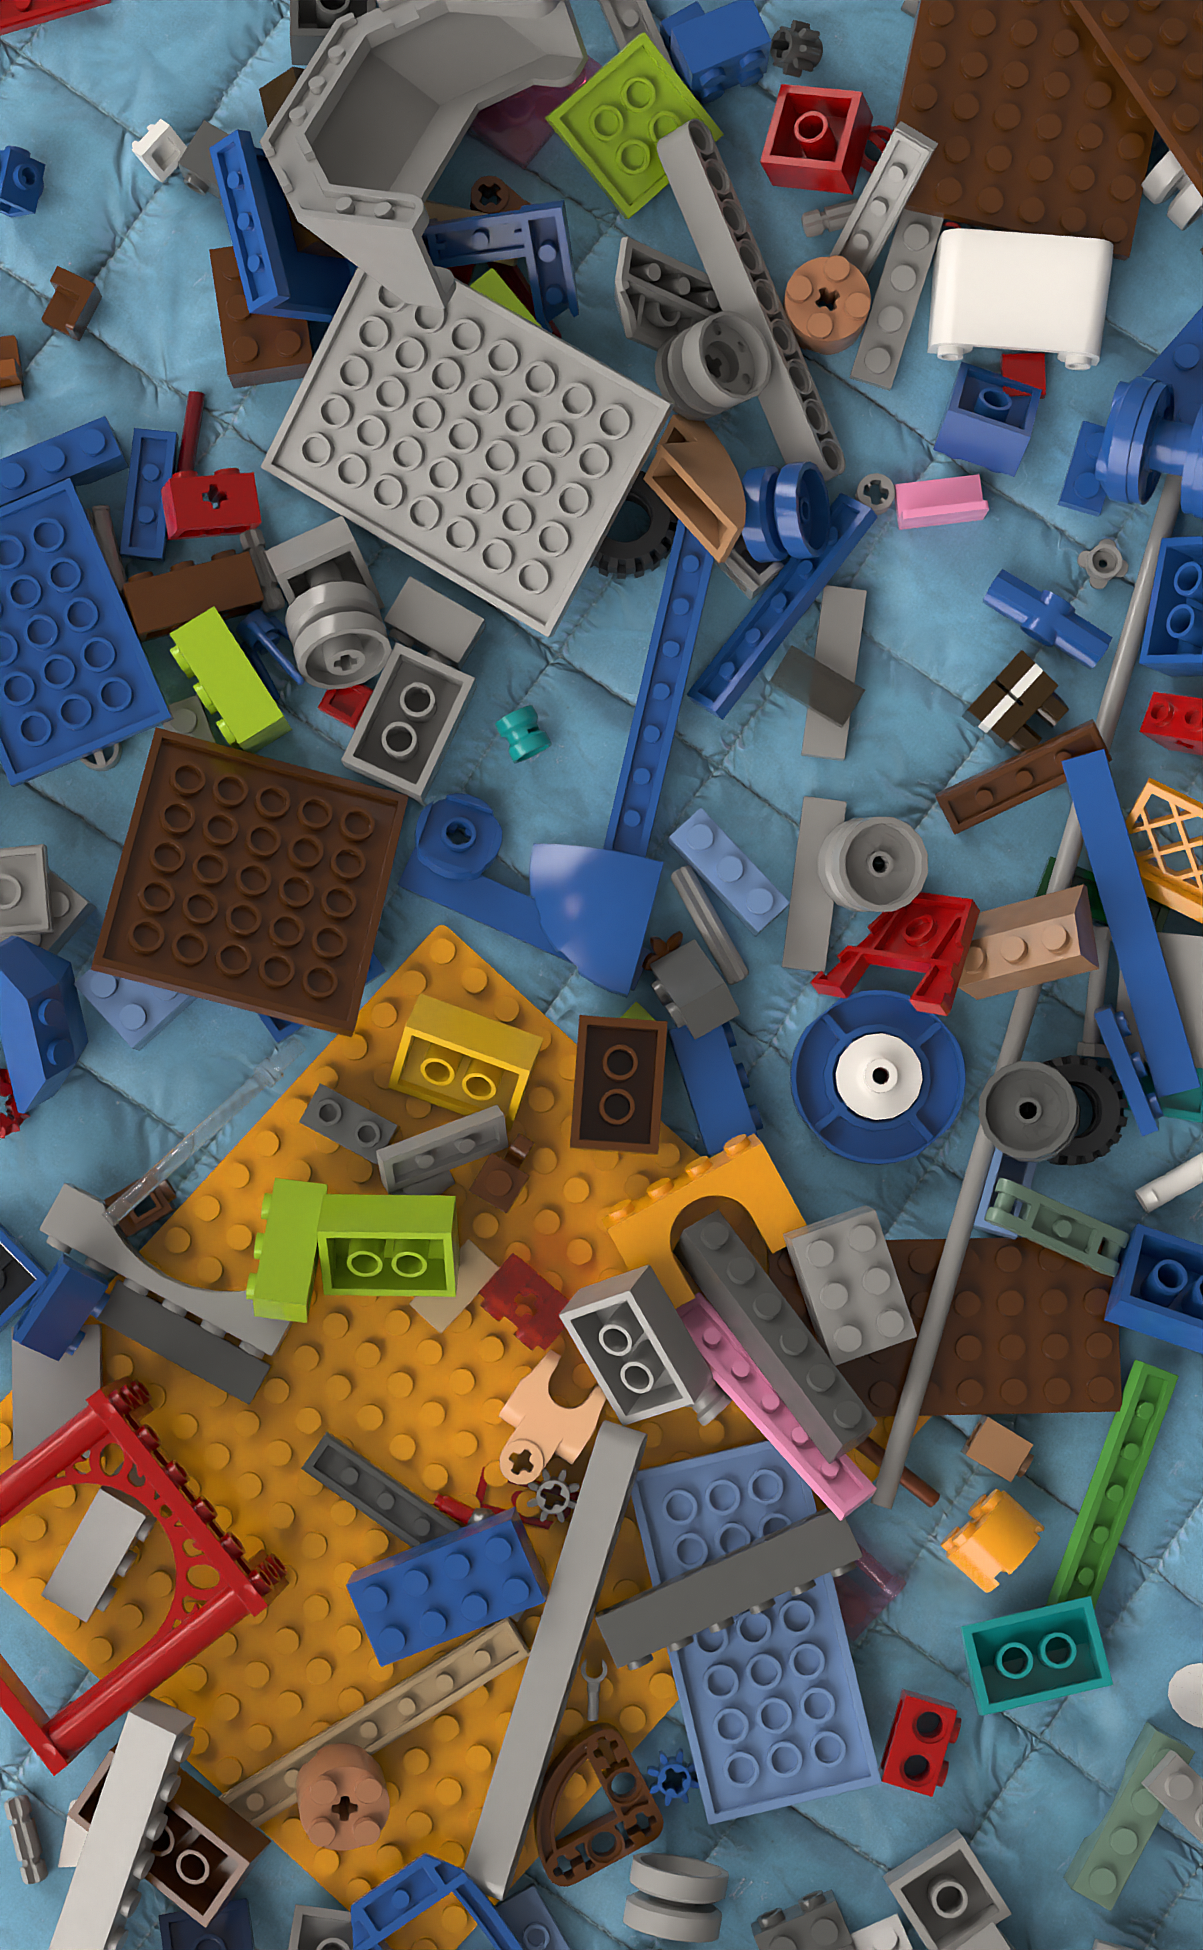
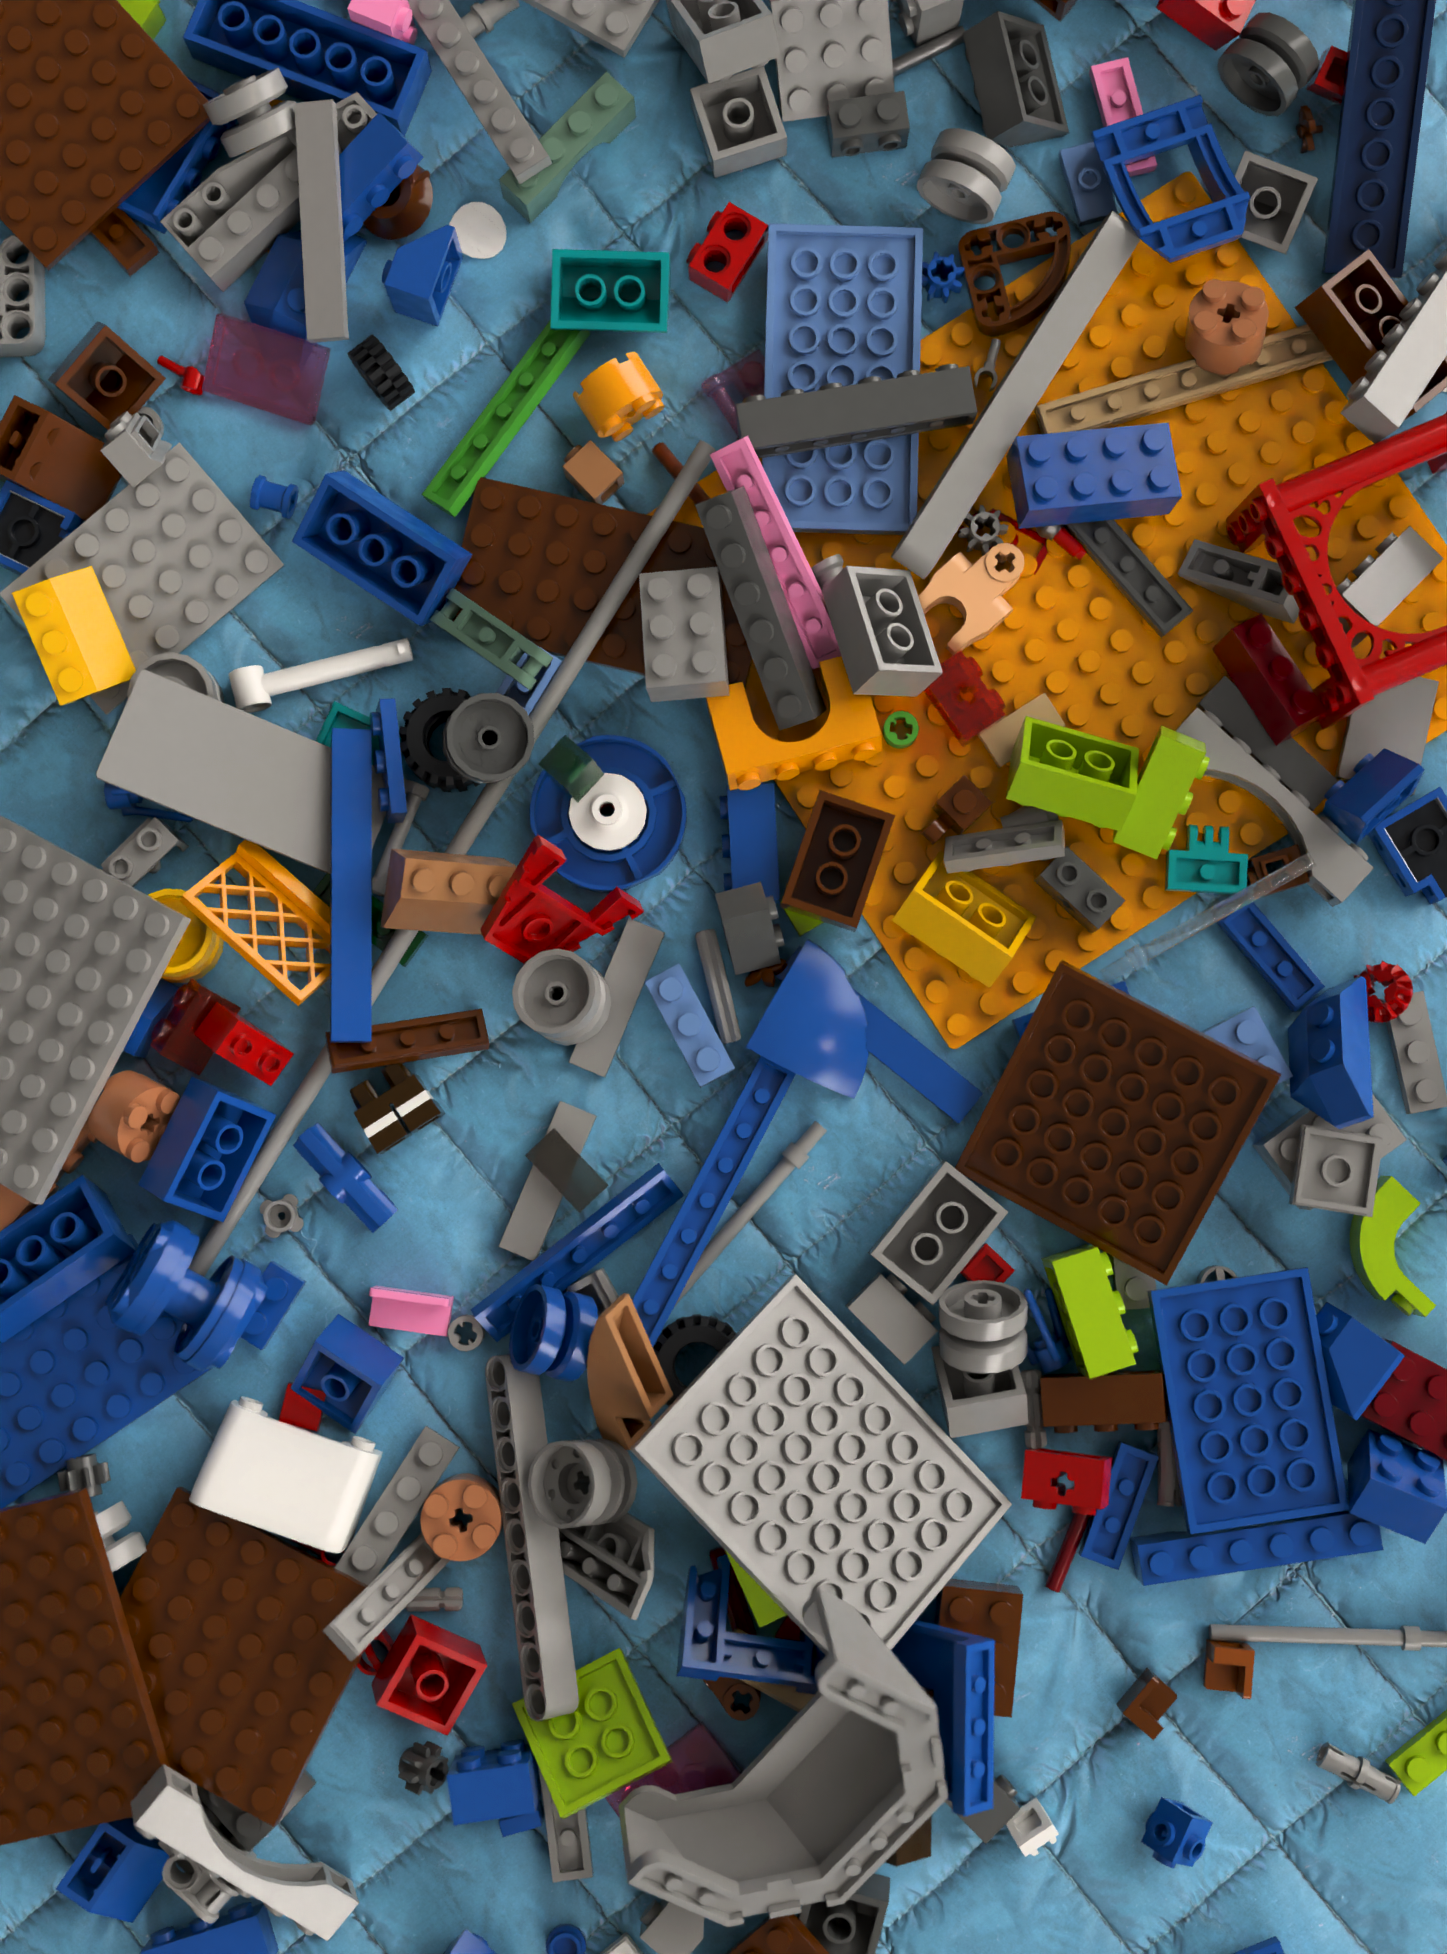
camera: 160 degrees left, 0 degrees up
(122, 1113) = (1271, 956): none -> blue tile
(200, 1409) = (1268, 679): none -> dark red brick
(219, 1189) = (1206, 864): none -> teal hinge
(265, 1517) = (1240, 578): none -> light grey slope
(454, 860) = (924, 1142): blue plate -> none
(523, 734) = (838, 1197): teal wheel -> none
(579, 1263) = (909, 722): none -> bright green bush
(581, 765) = (794, 1156): none -> light grey bar
(931, 1108) = (571, 768): none -> brick

